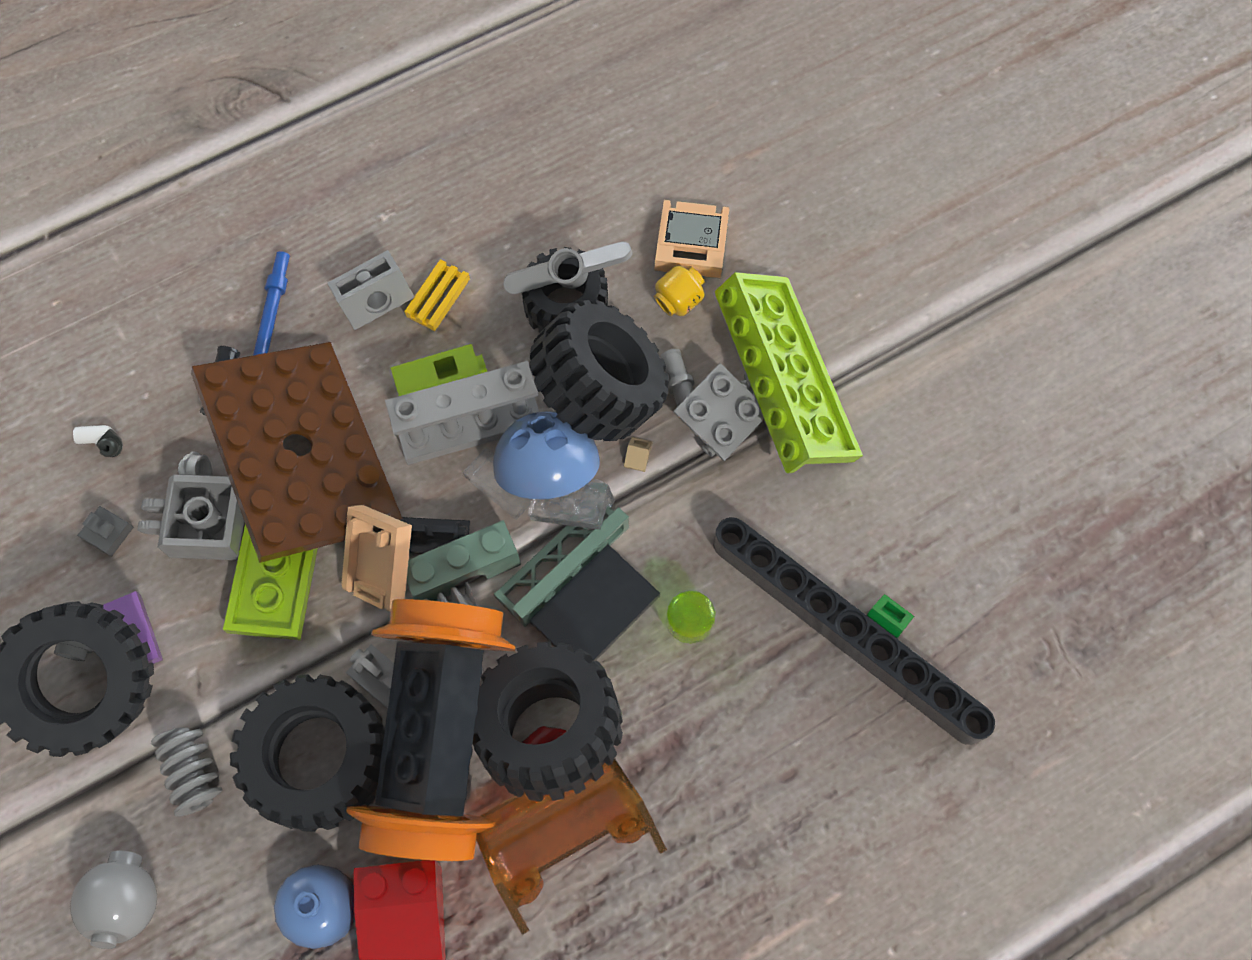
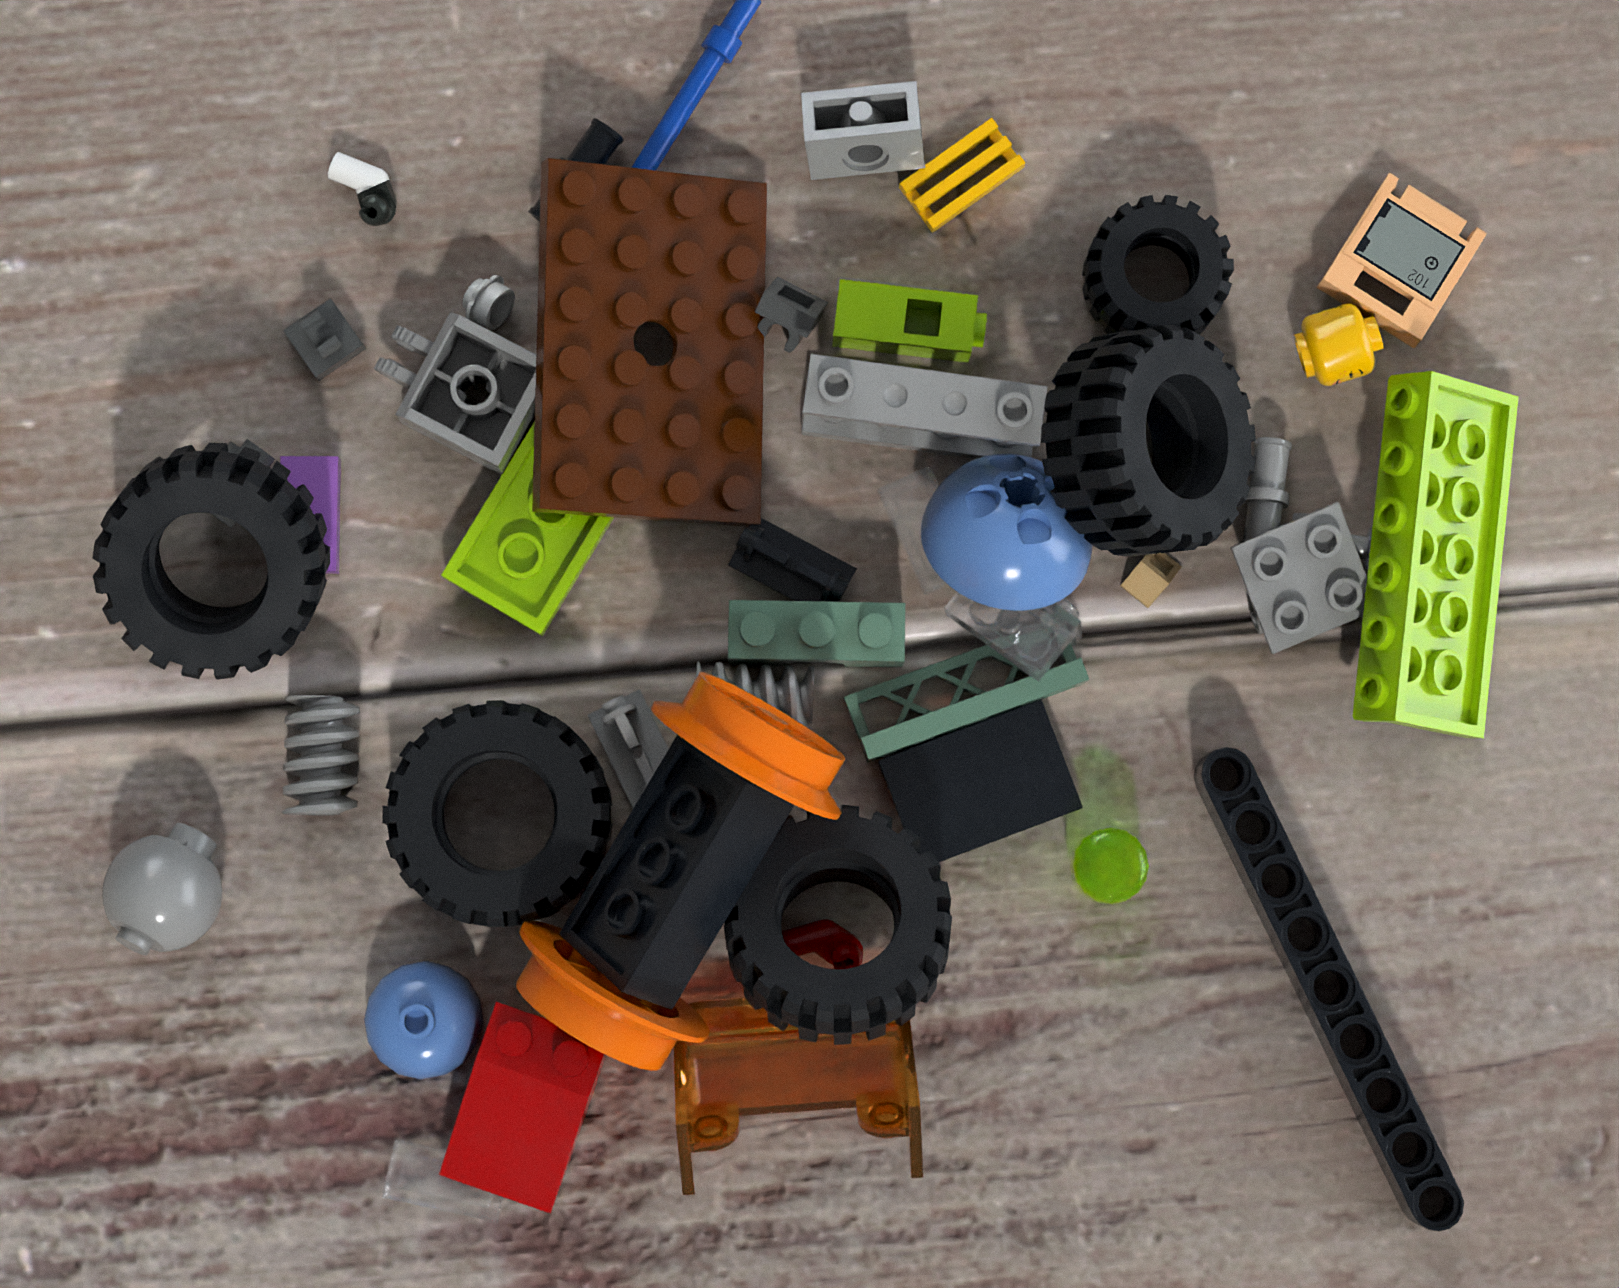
camera: 20 degrees right, 15 degrees up
(370, 398) = (791, 308): none -> dark grey tile
(375, 562) = (698, 579): light nougat container -> none
(547, 272) = (1142, 243): light grey piece -> none
(890, 616) = (1395, 997): green plate -> none

